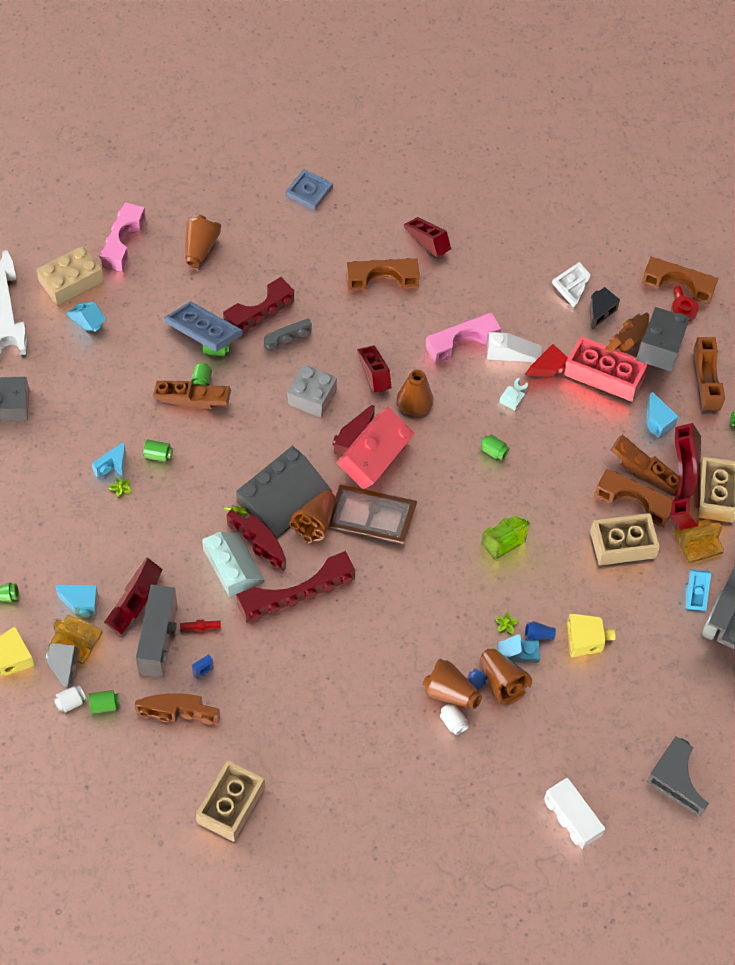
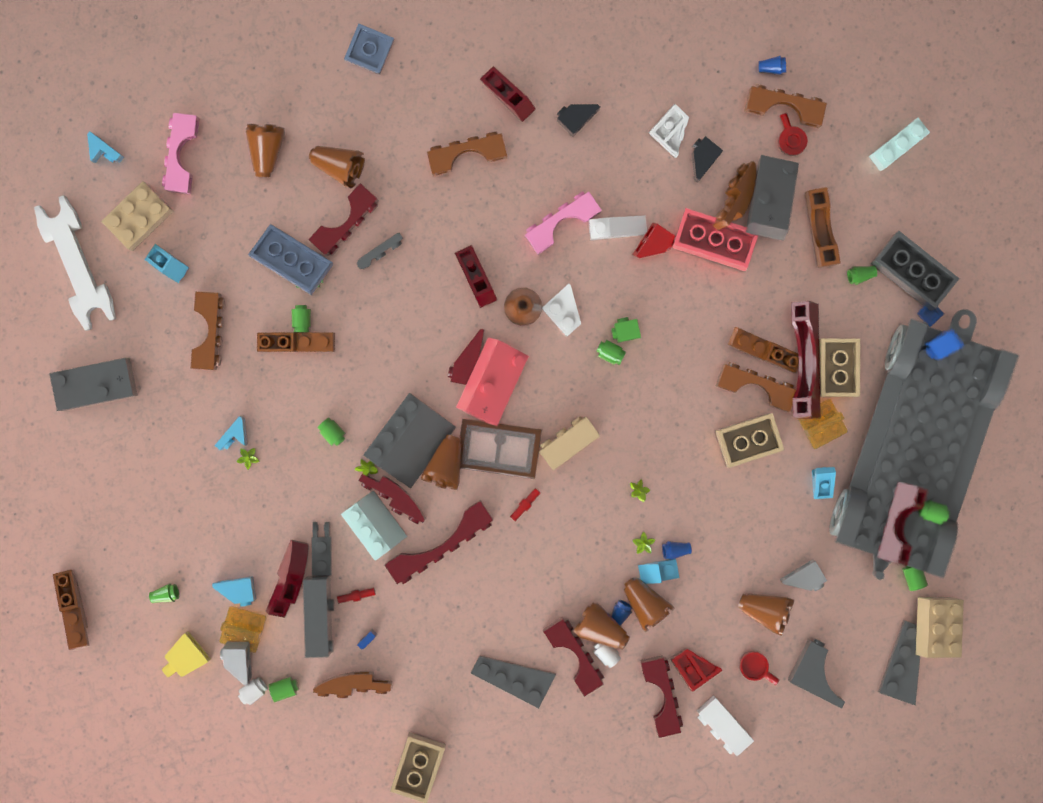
camera: 10 degrees left, 30 degrees up
(52, 222) = (98, 147): none -> medium azure slope
(103, 391) = (206, 355): none -> dark orange arch
(157, 450) = (275, 414): bright green brick -> none
(176, 574) = (321, 551): none -> dark grey hinge
(209, 474) = (331, 432): none -> bright green brick
(265, 261) = (338, 163): none -> dark orange cone
(312, 390) = (417, 317): light grey brick -> none
(354, 734) = (517, 680): none -> dark grey wing
(389, 568) = (525, 504): none -> red bar
(408, 694) = (560, 635): none -> dark red arch
(443, 512) = (568, 442): none -> tan brick
(453, 409) = (563, 310): none -> white wing
(488, 260) = (576, 116): none -> black slope
(504, 747) = (666, 720): none -> dark red arch
(505, 536) = (631, 455): clear neon green slope -> none
(507, 572) = (639, 490): none -> lime plant
(512, 431) = (625, 330): none -> bright green brick
(513, 396) = (622, 284): light aqua plate -> none
(546, 750) = (694, 669): none -> red wing
(587, 634) = (722, 546): light yellow torso -> none
(612, 758) = (755, 667): none -> red piece
(631, 700) = (767, 610): none -> dark orange cone
(659, 416) = (773, 287): medium azure slope -> none
(671, 249) = (774, 65): none -> blue cone
(673, 677) = (806, 577): none -> light grey slope

